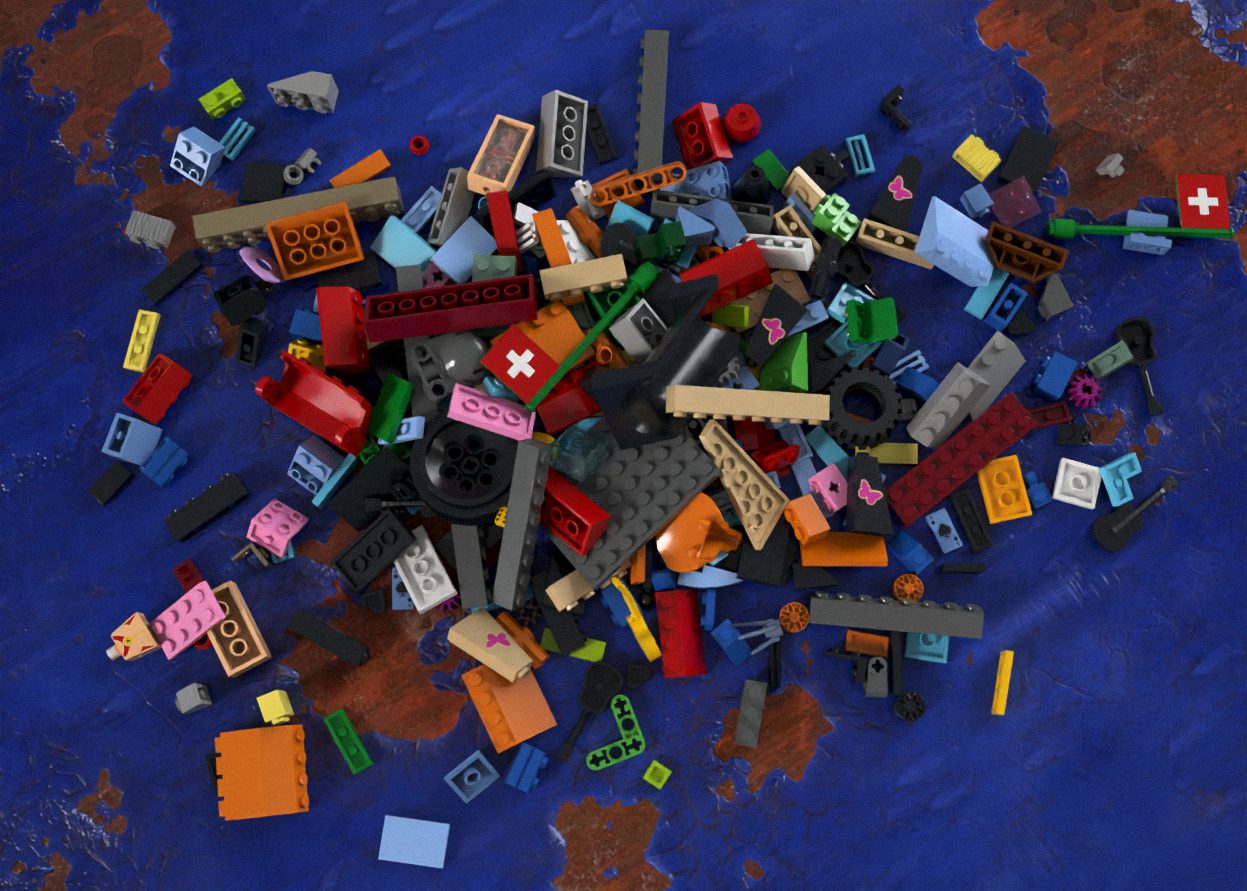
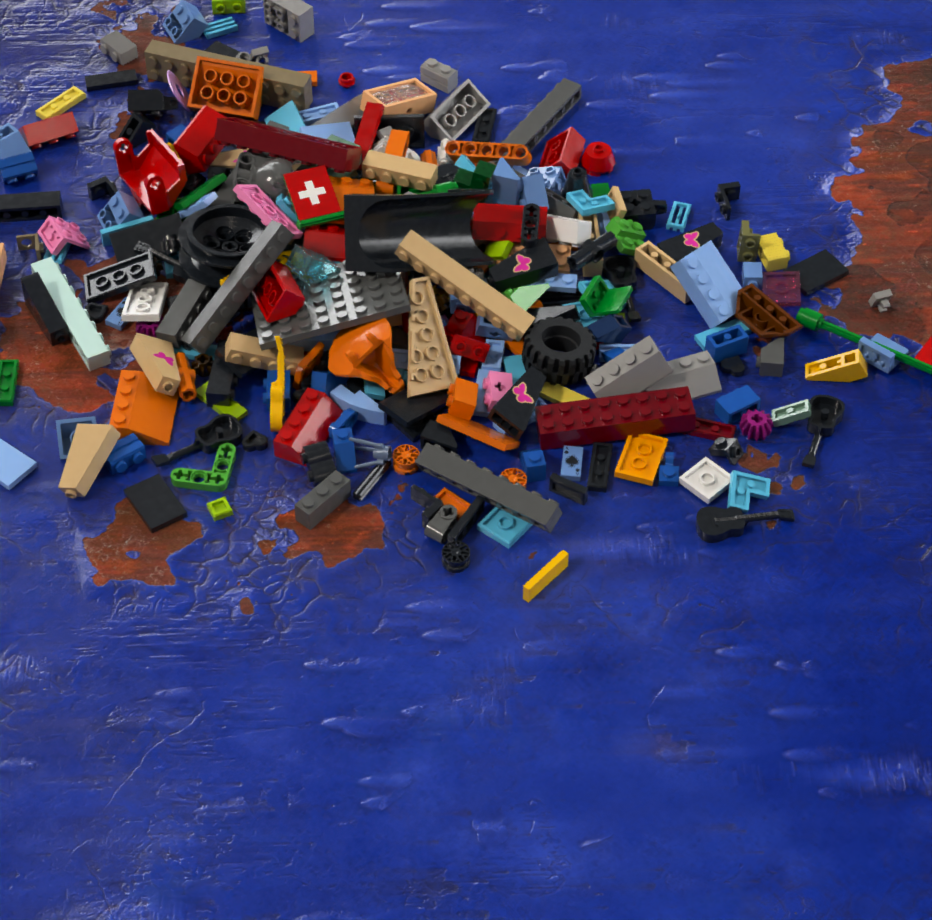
camera: 30 degrees right, 30 degrees down
(267, 440) = (100, 188): none -> black bracket
(352, 621) = (81, 330): none -> light aqua brick
(501, 800) = (86, 457): none -> tan slope
(512, 90) = (439, 75): none -> light grey brick
(593, 804) = (155, 503): none -> black tile
(721, 674) = (318, 461): none -> black brick
(759, 270) = (533, 231): none -> black beam
(783, 207) = (587, 206): none -> medium azure plate
(950, 165) = (747, 243): none -> olive bracket
(1117, 278) = (838, 368): none -> yellow slope

